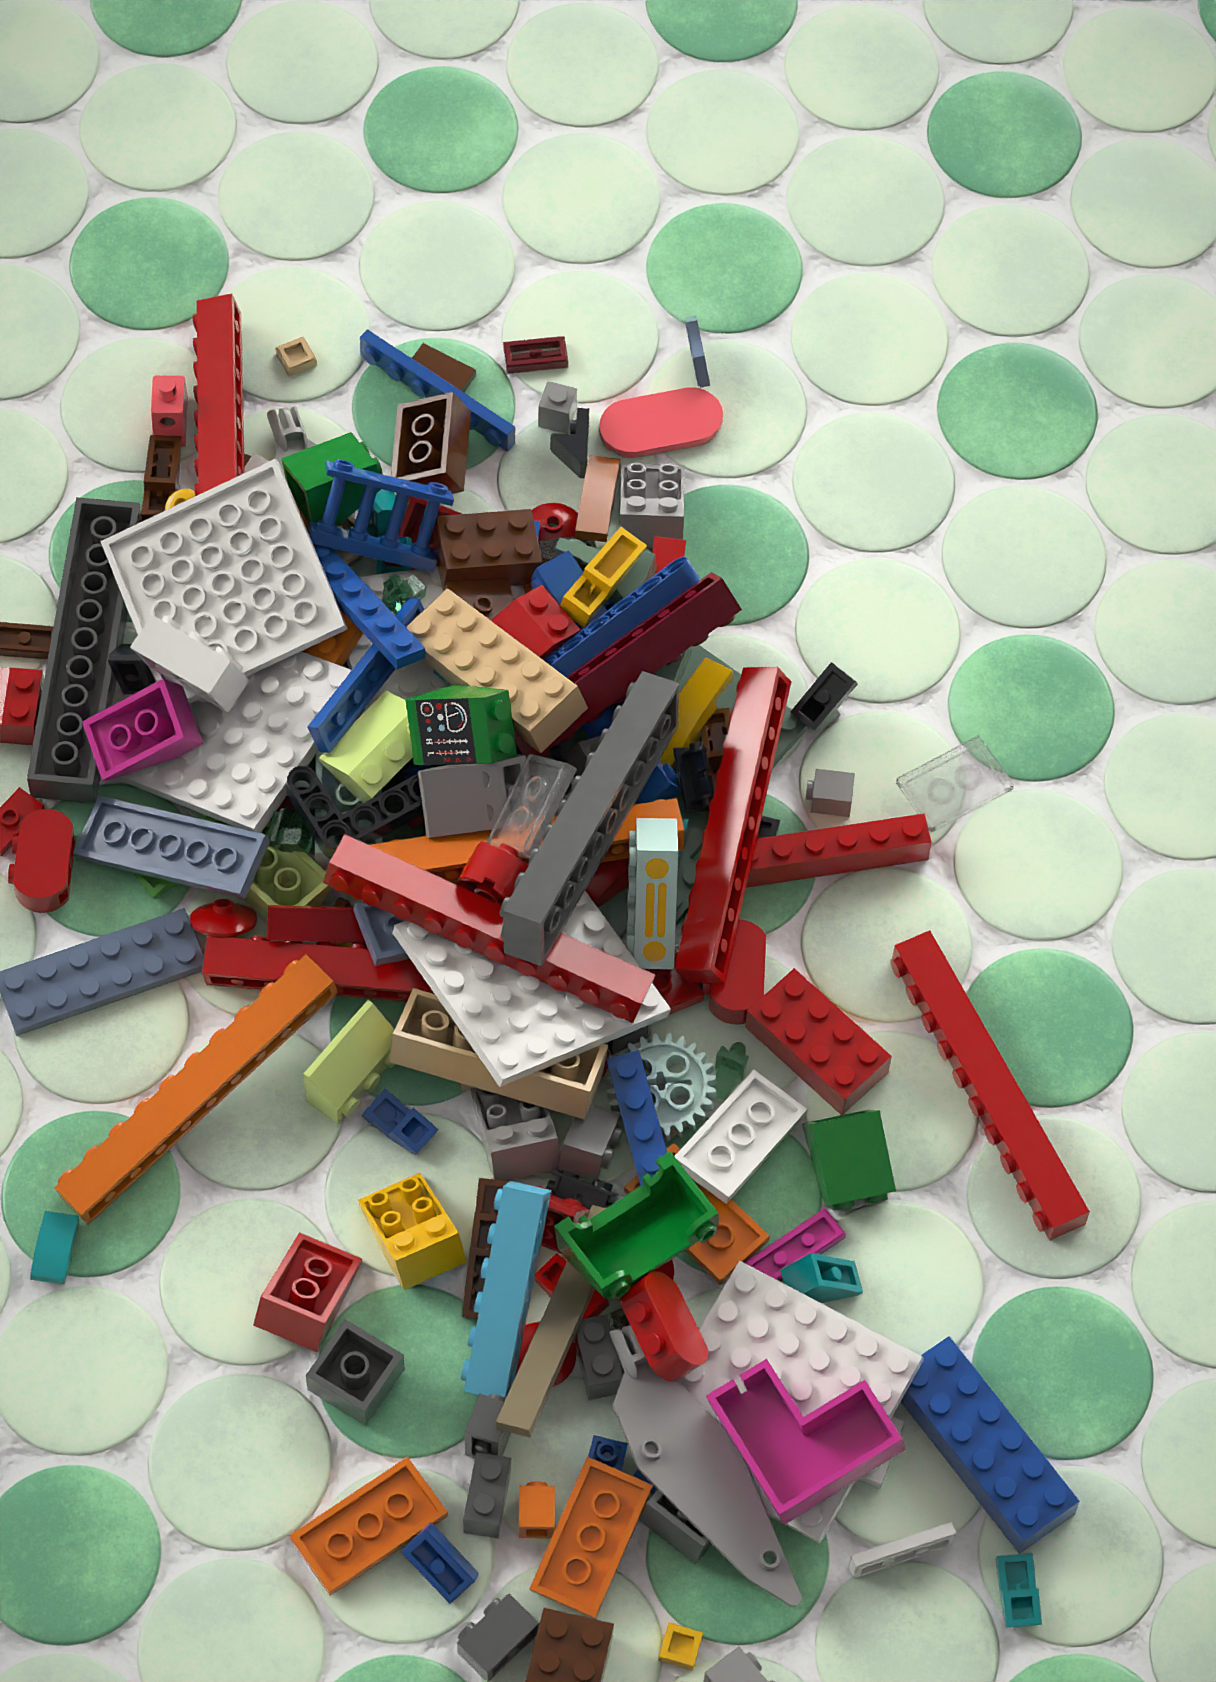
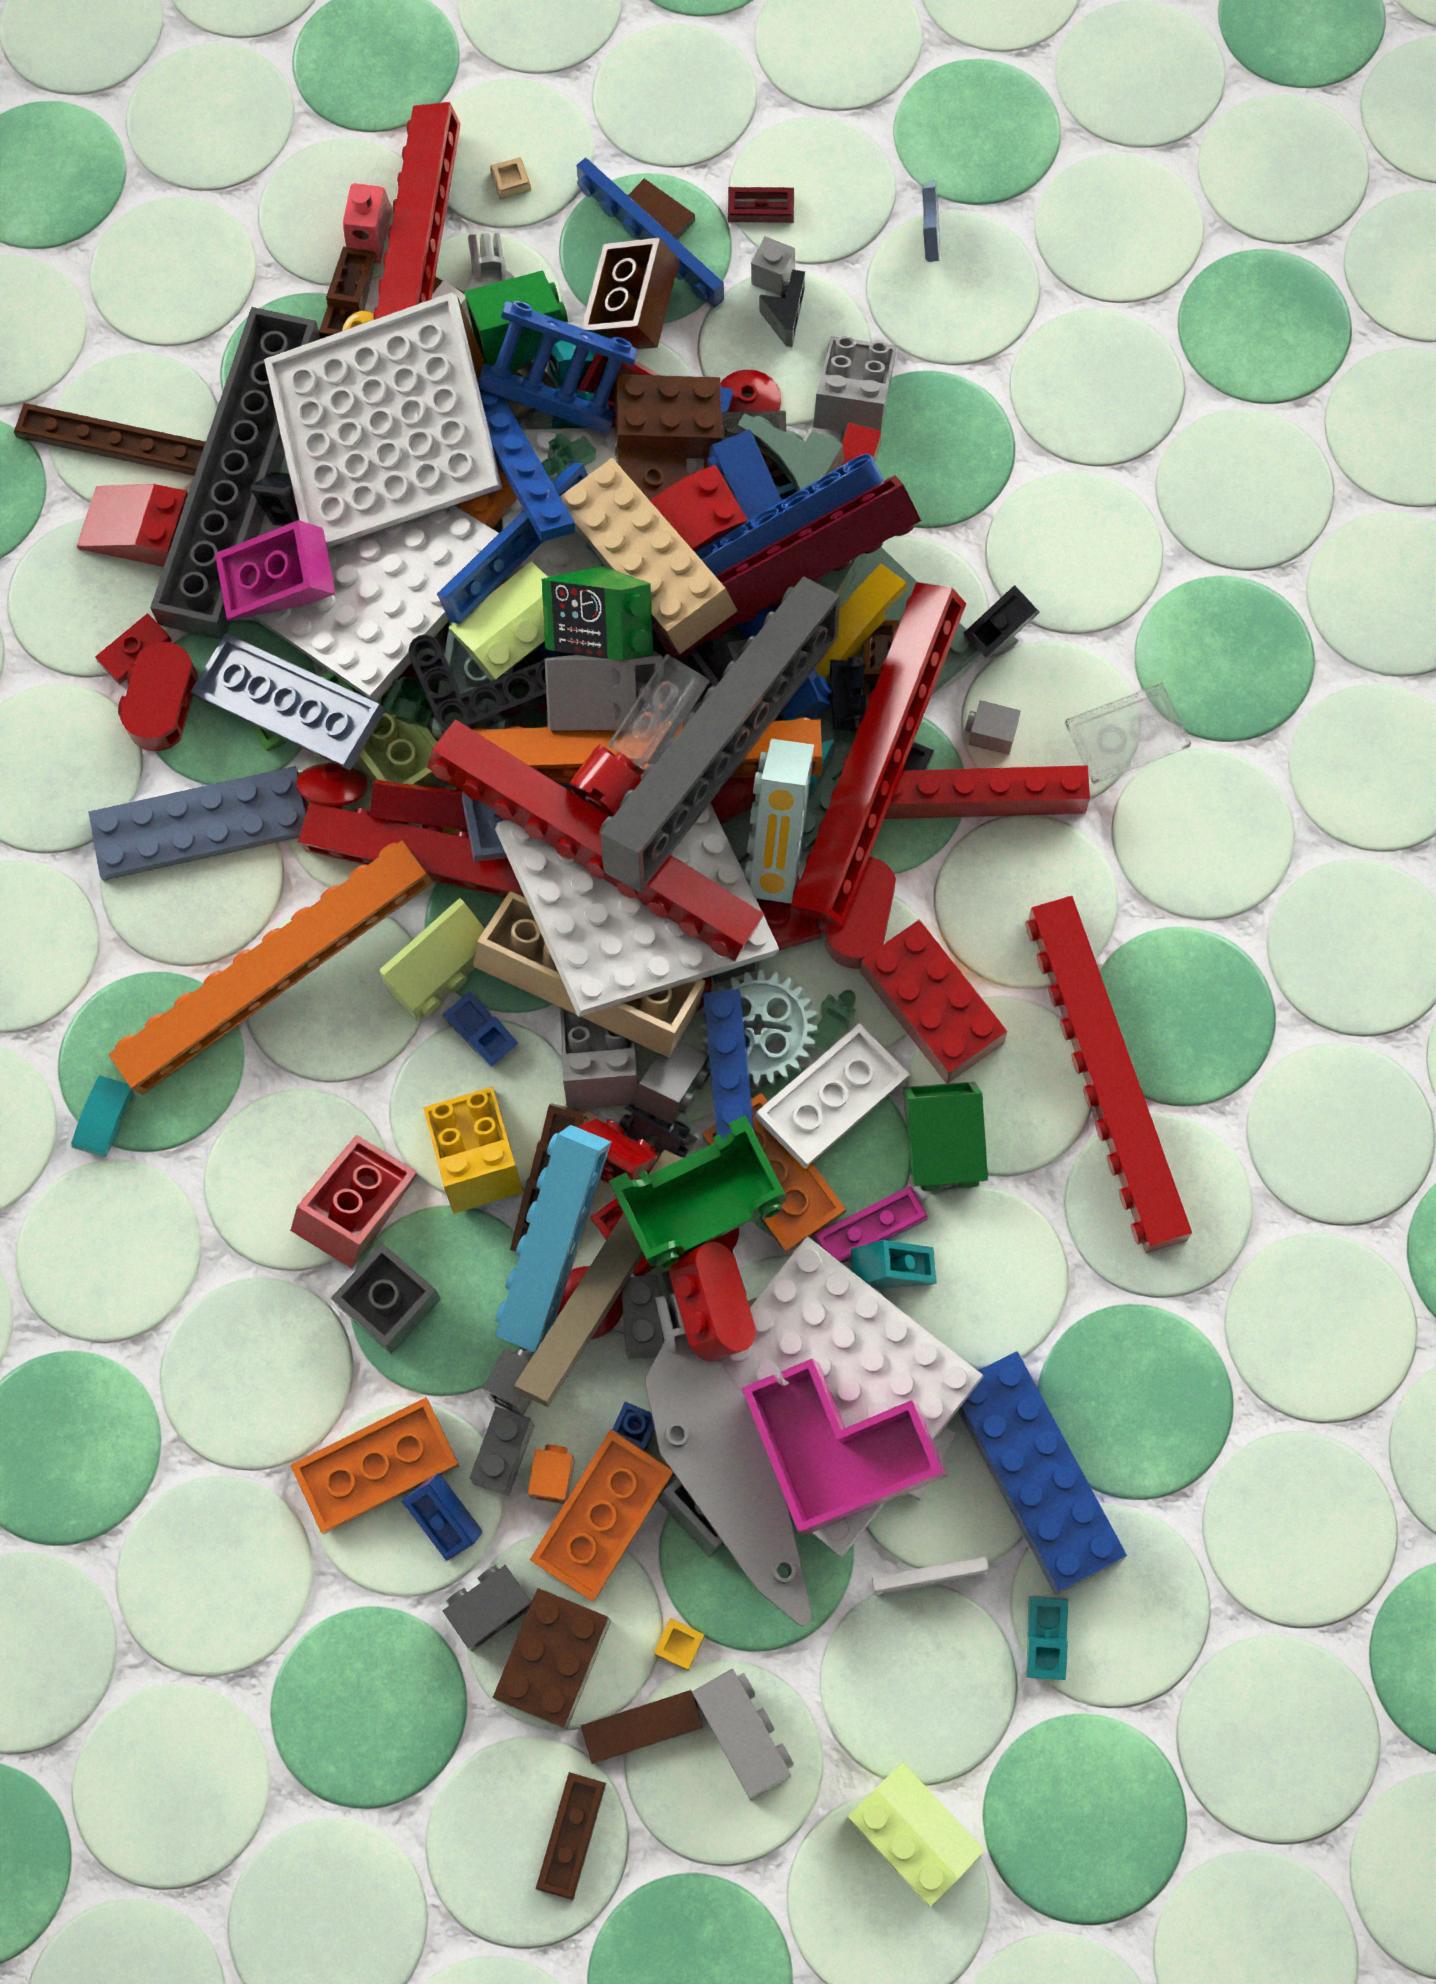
camera: 15 degrees right, 10 degrees up
(190, 662) = (331, 504): white brick -> none
(597, 498) = (797, 372): slope -> none
(602, 577) = (780, 463): yellow slope -> none
(661, 422) = (881, 294): coral tile -> none

